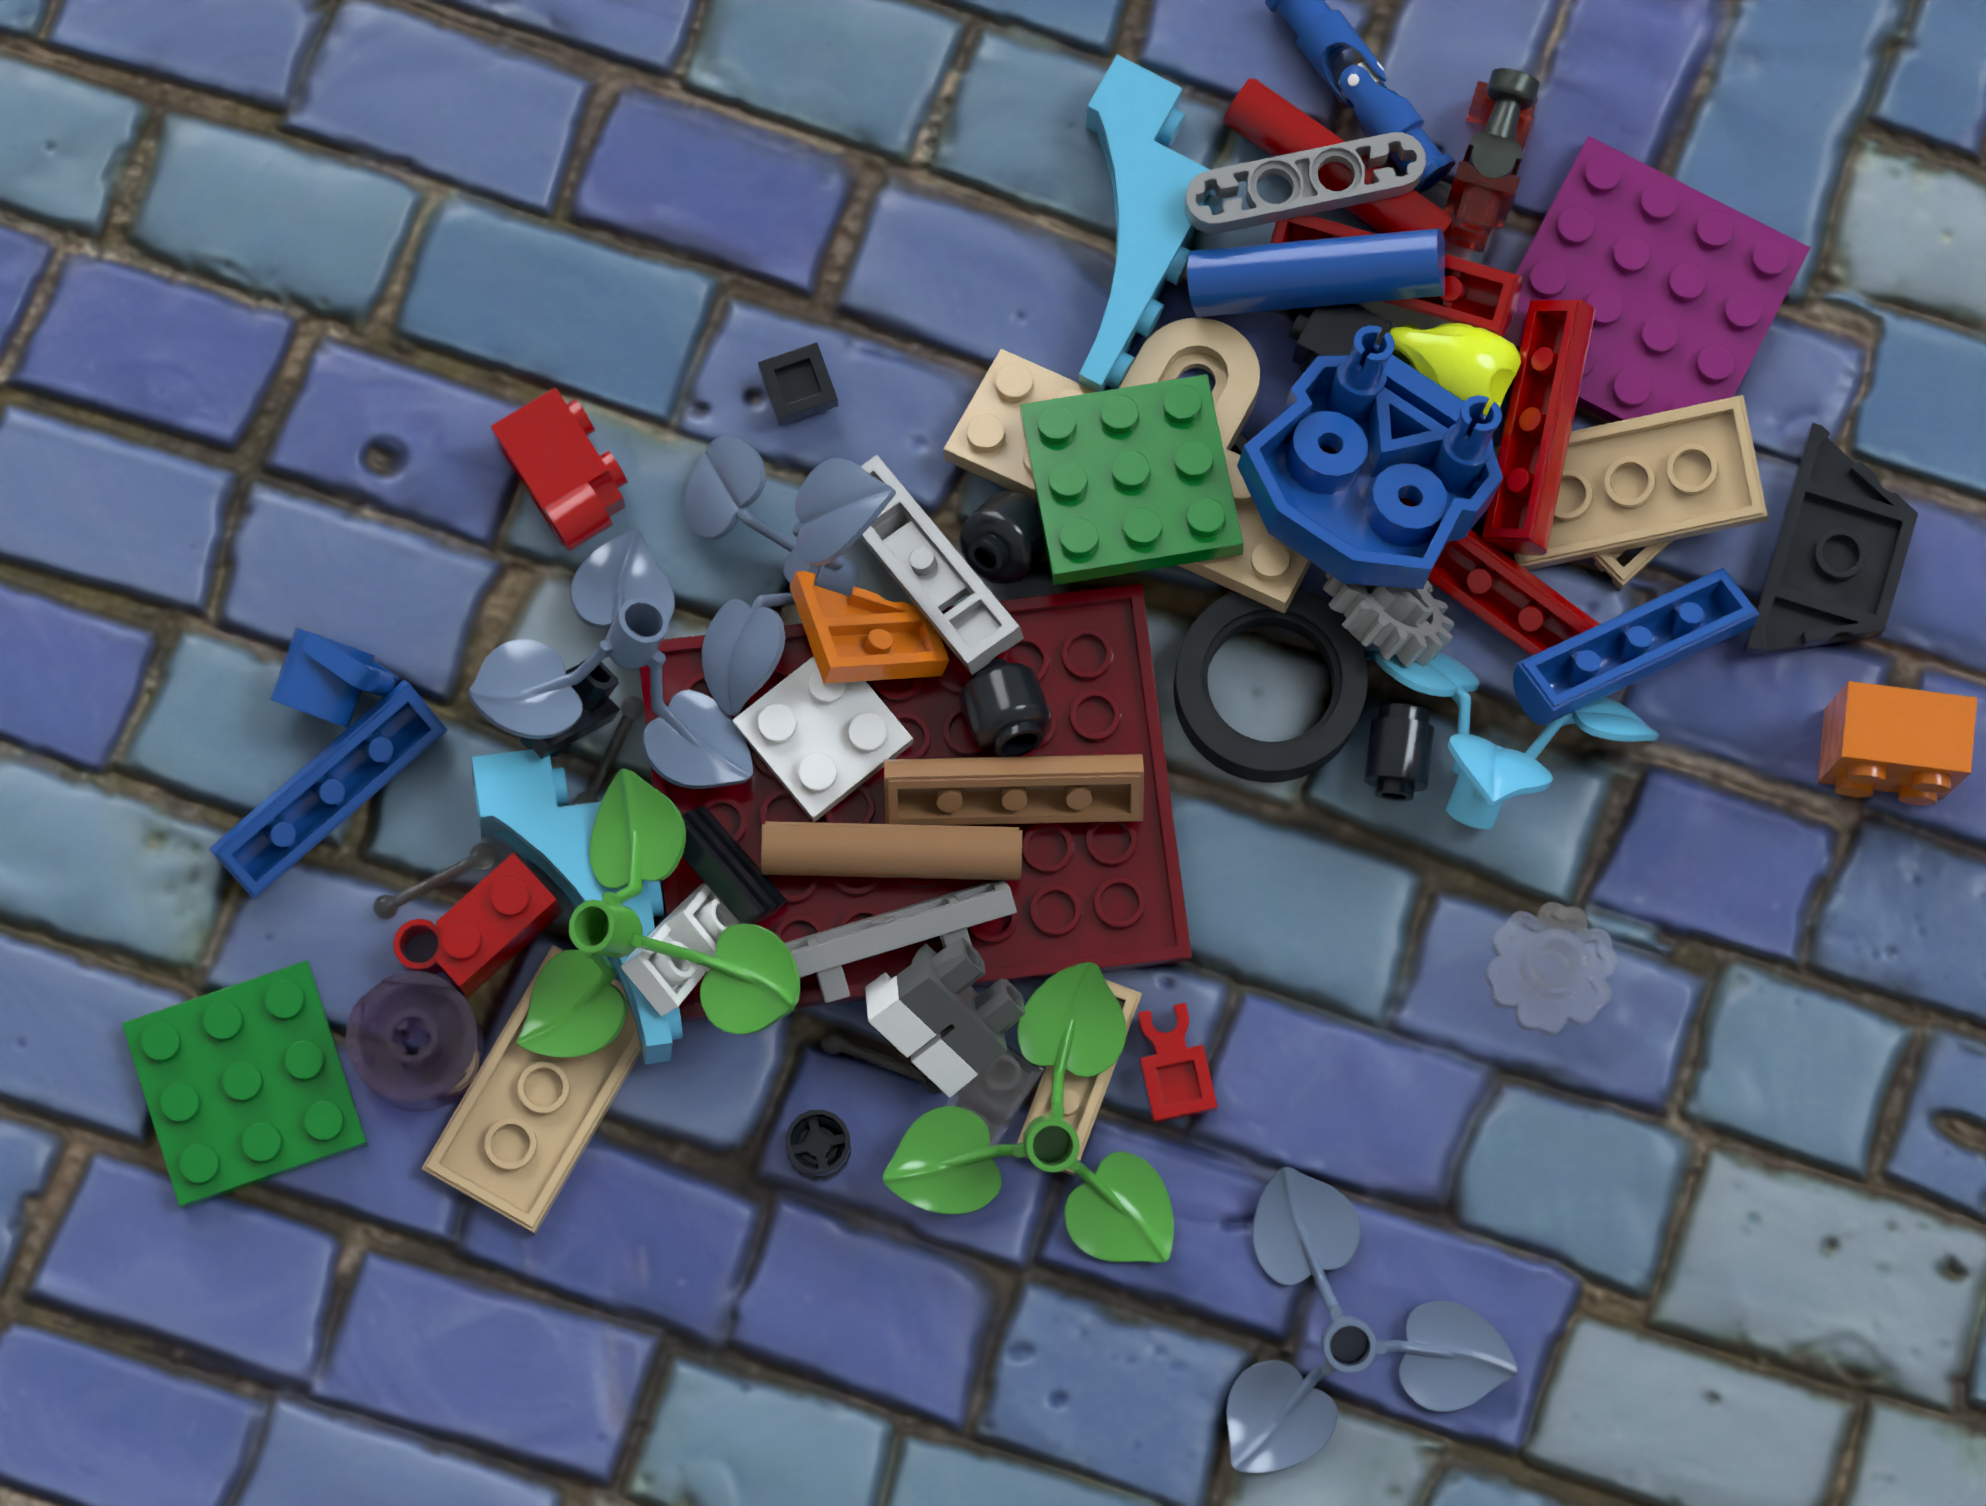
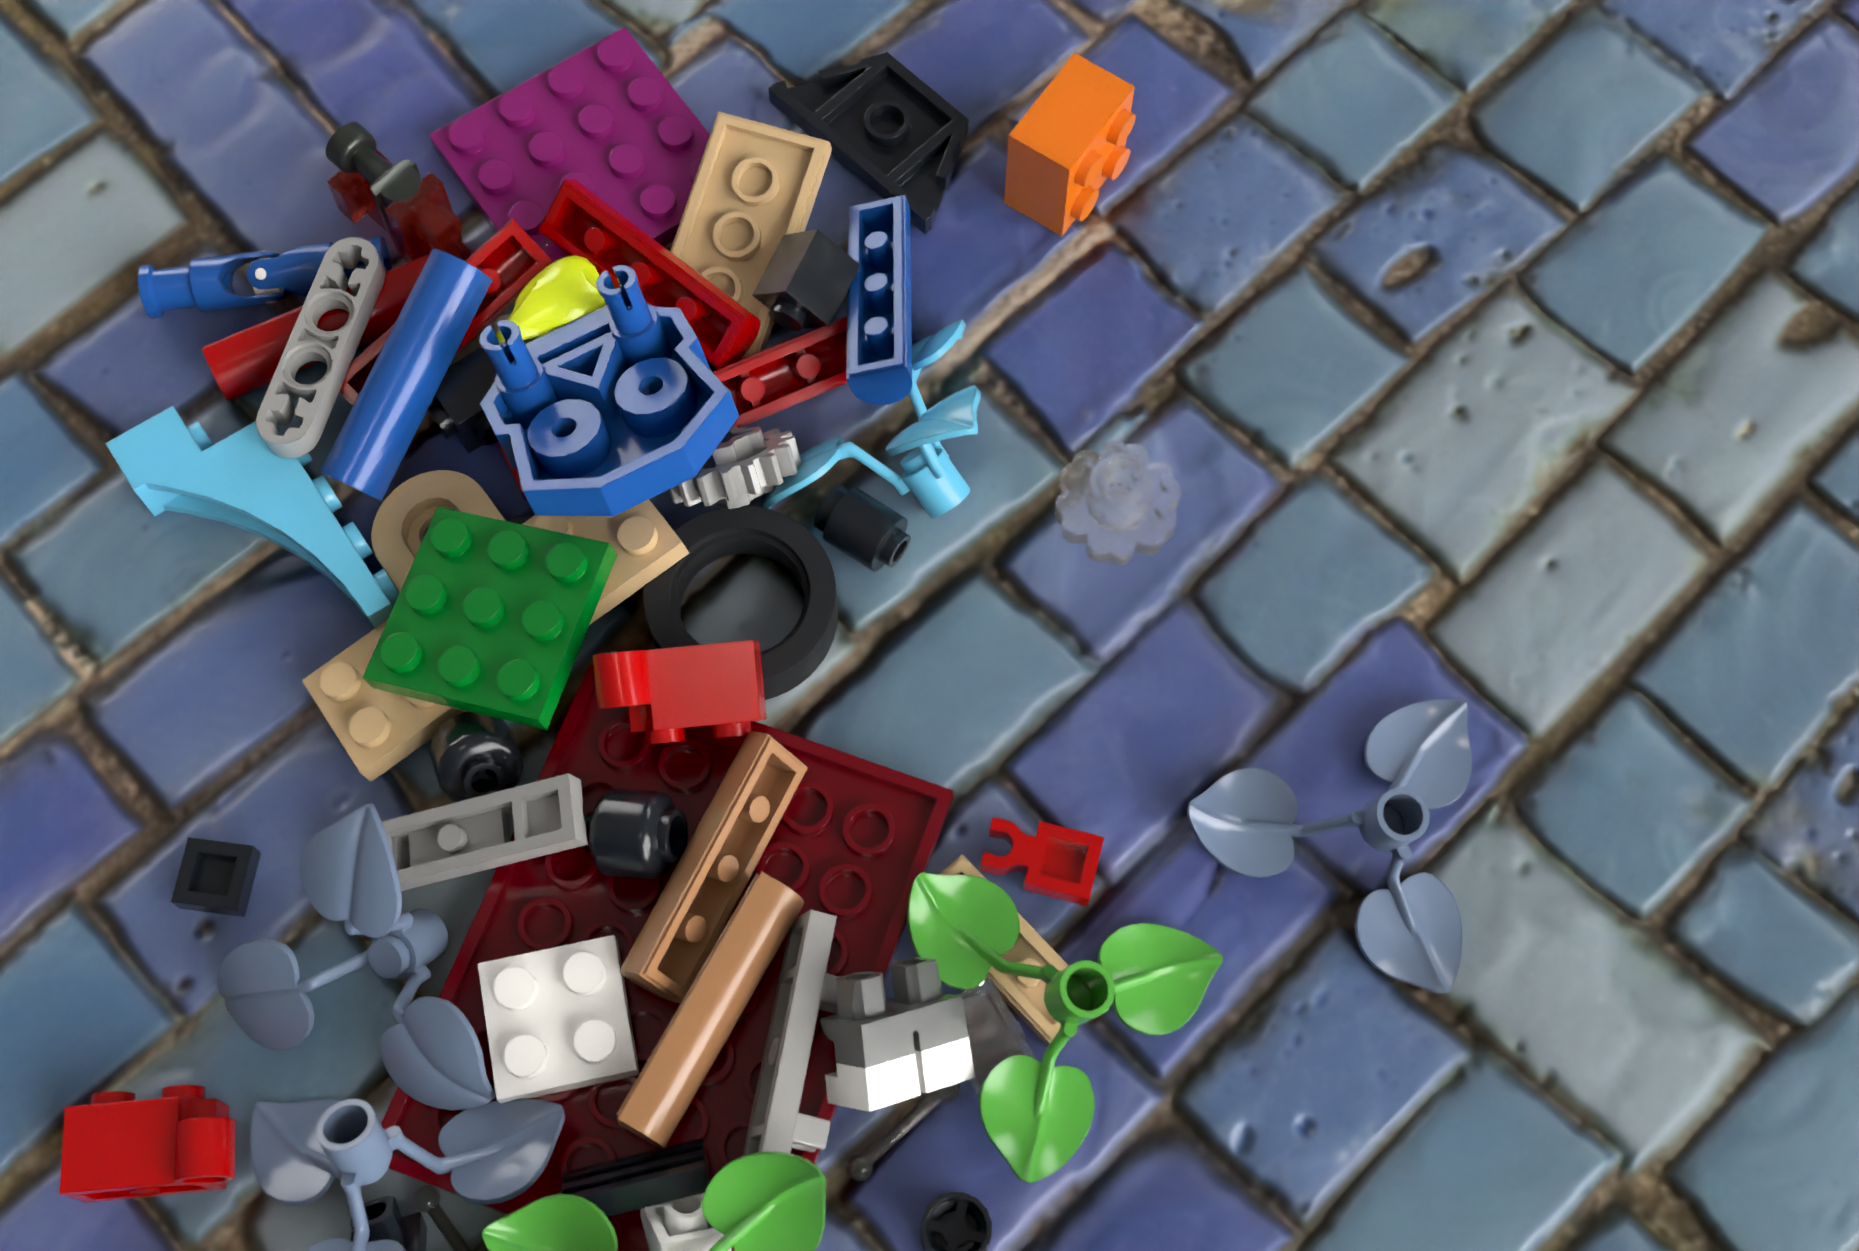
camera: 60 degrees left, 10 degrees down
(866, 635) = (490, 927): orange wing -> none
(1152, 680) = (684, 688): none -> red hinge
(1605, 572) = (806, 281): none -> black brick

